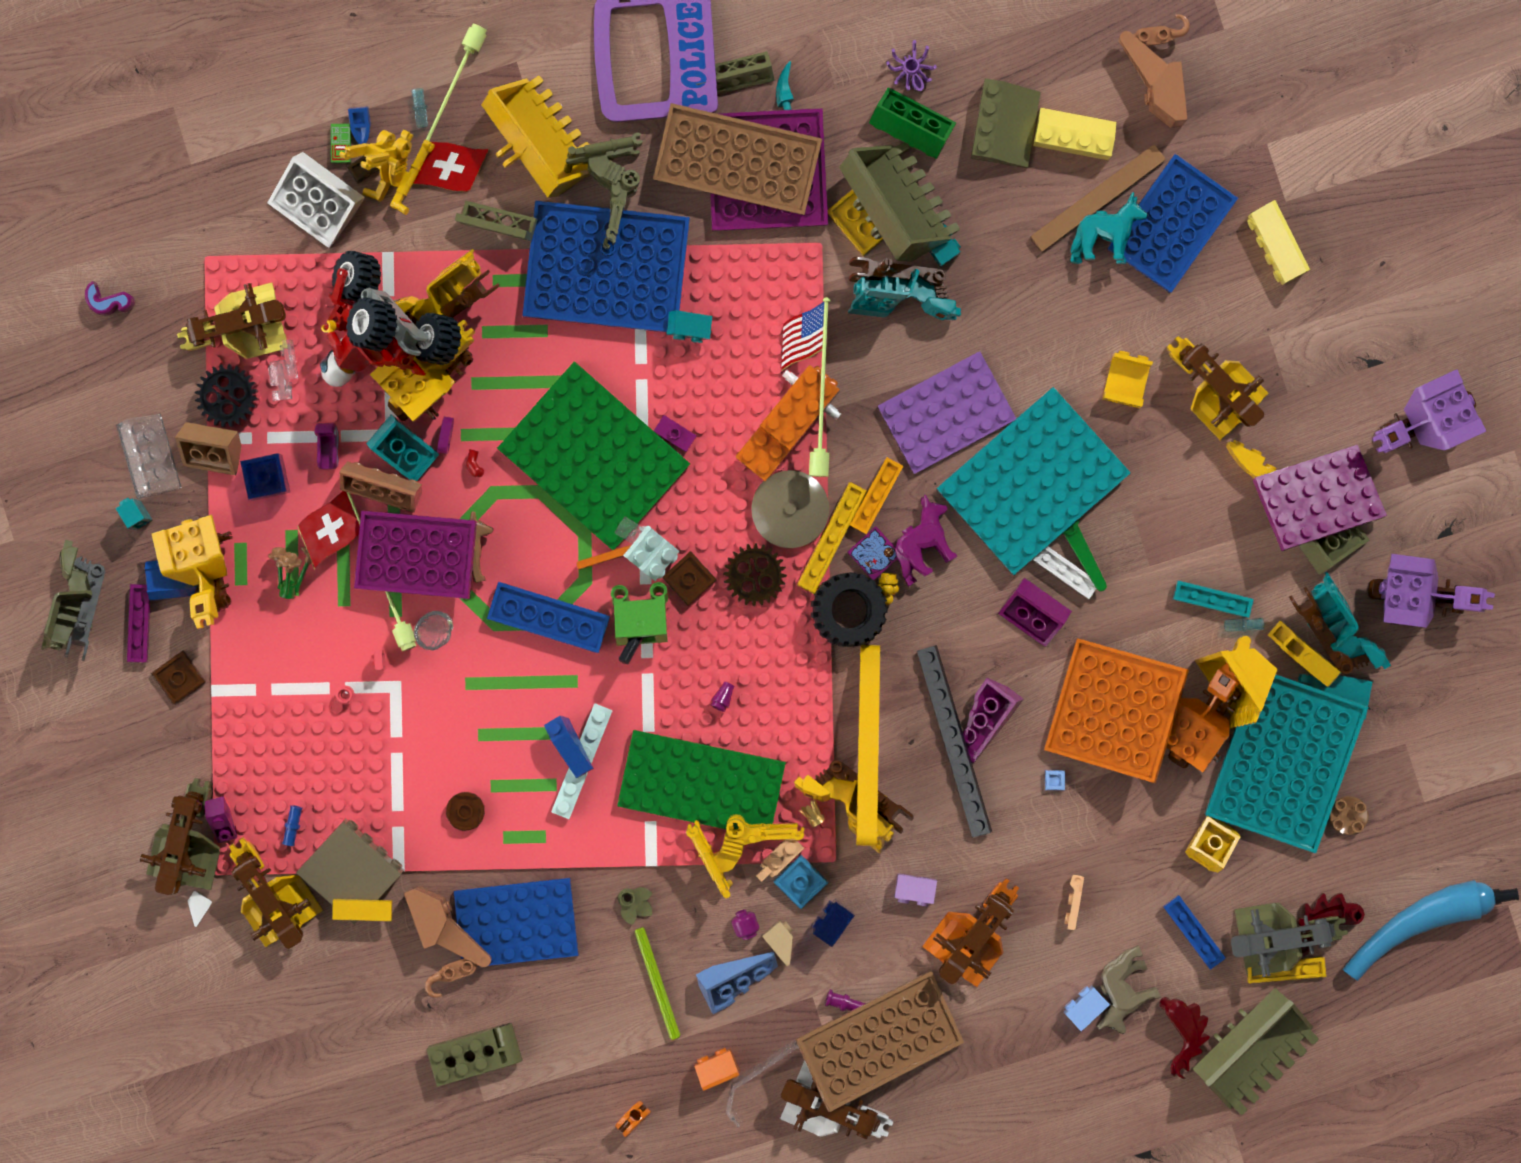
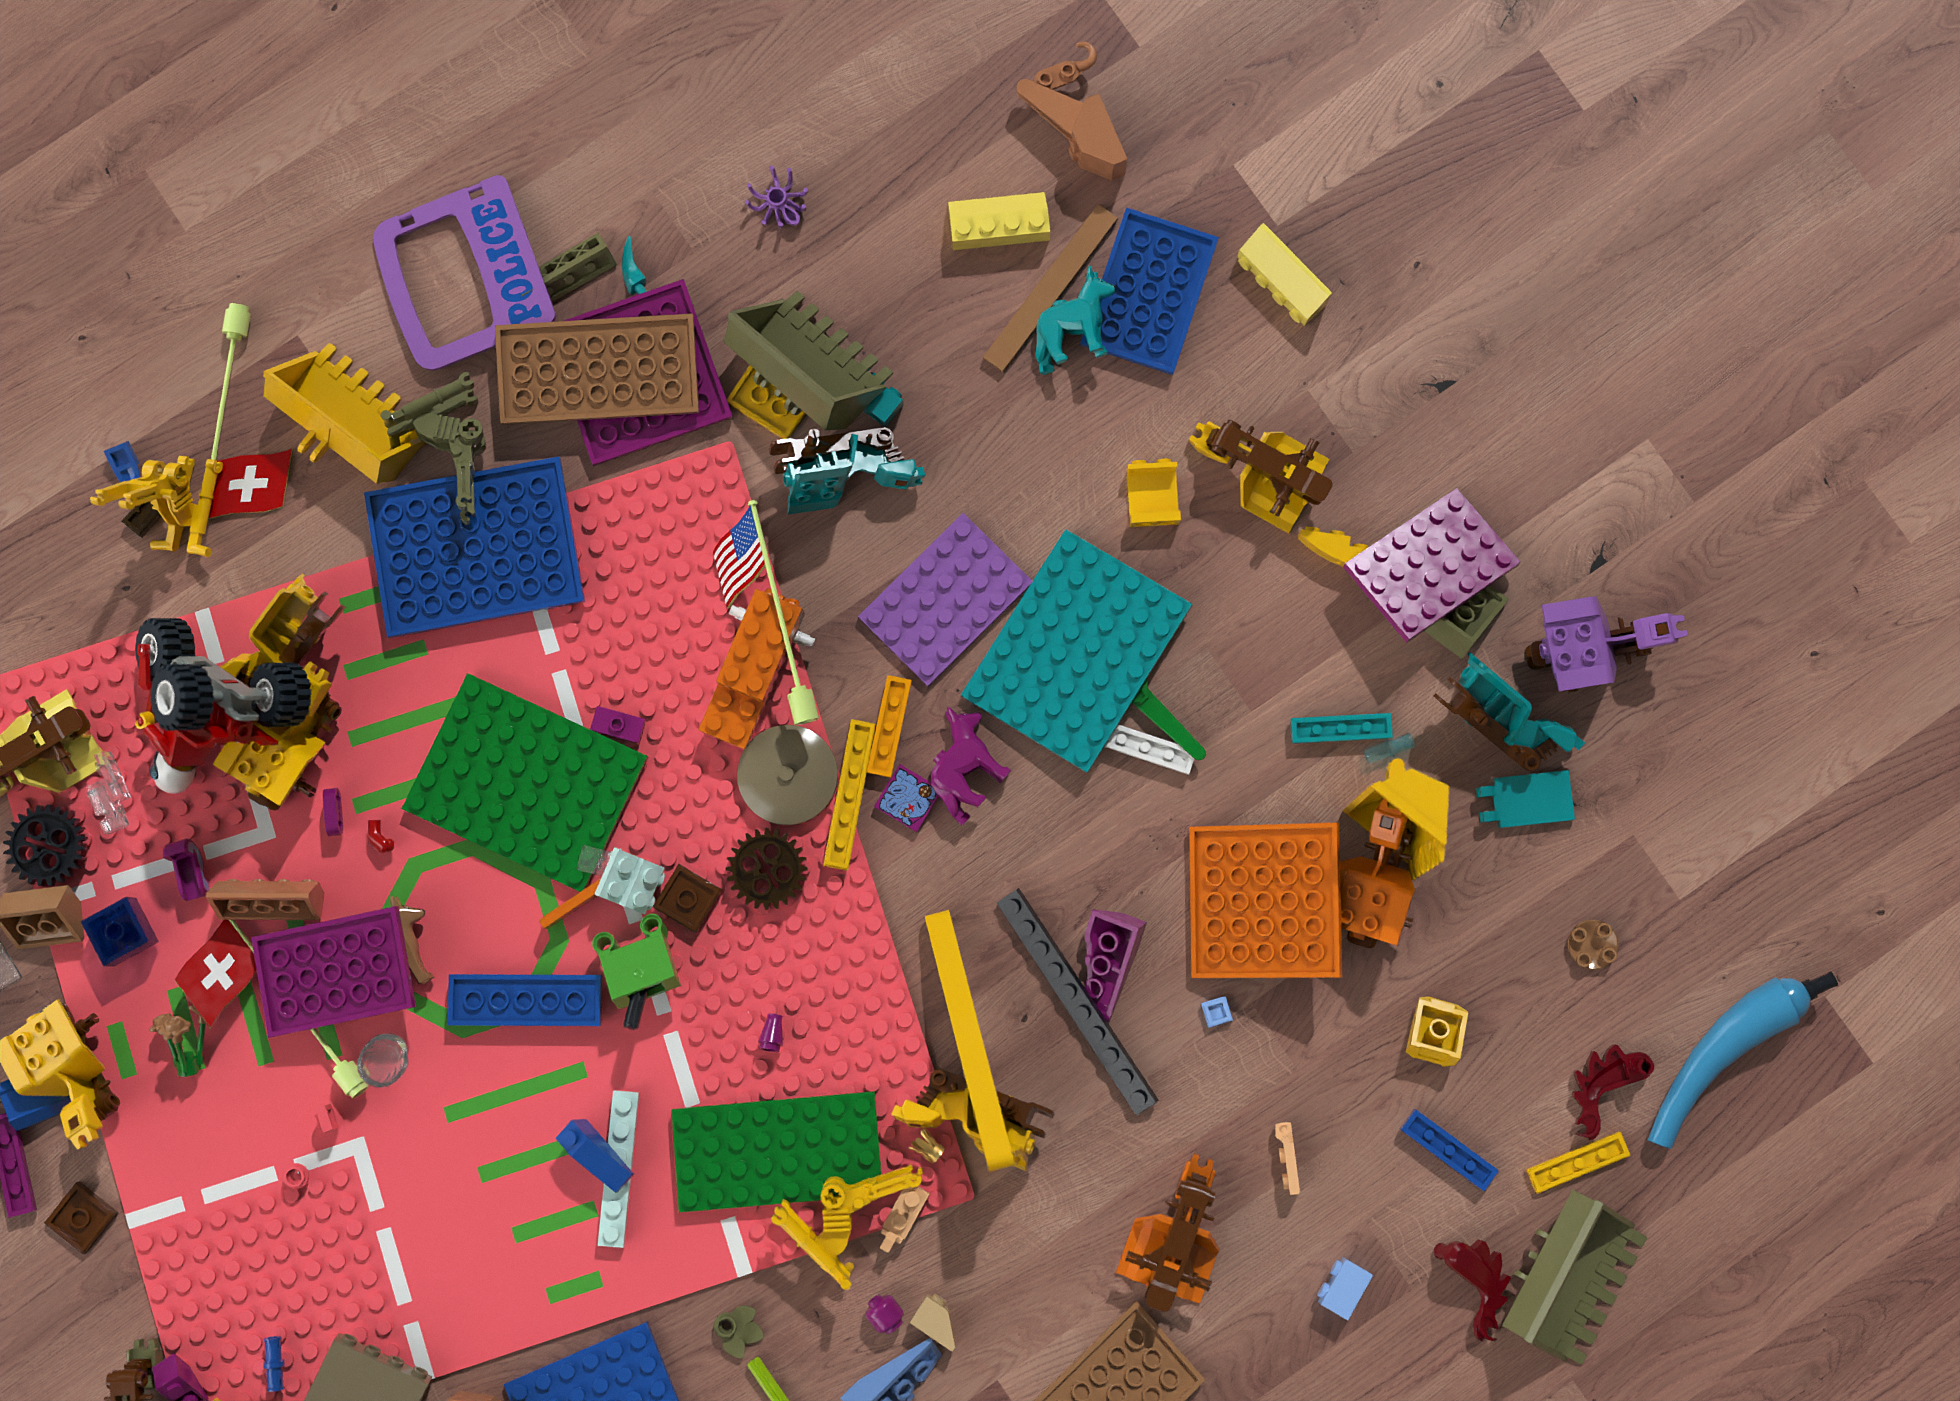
camera: 20 degrees left, 5 degrees down
(315, 199) = (93, 571): white slope -> none
(339, 139) = (111, 510): bright green tile -> none
(402, 448) = (283, 845): teal slope -> none
(419, 107) = (193, 424): clear light blue axle -> none
(465, 811) = (489, 1277): reddish brown tile -> none
(494, 226) = (325, 537): olive fence -> none
(689, 325) = (596, 587): teal brick -> none
(801, 881) = (938, 1237): dark azure tile -> none
(833, 922) = (993, 1277): clear blue brick -> none
(841, 1001) = (1035, 1375): magenta pin -> none
(874, 609) = (925, 857): black tyre -> none
(889, 586) = (937, 834): yellow piece -> none
(912, 123) = (798, 265): green slope -> none
(915, 889) = (1085, 1202): lavender brick -> none
(1005, 123) = (911, 233): olive slope -> none
(1035, 612) = (1127, 810): magenta slope -> none
(1120, 993) = (1382, 1256): dark tan animal -> none
(1273, 941) = (1550, 1130): piece -> none
(1288, 764) = (1498, 904): teal plate -> none
(1304, 654) = (1474, 761): yellow slope -> none
(1437, 414) = (1542, 421): medium lavender piece -> none

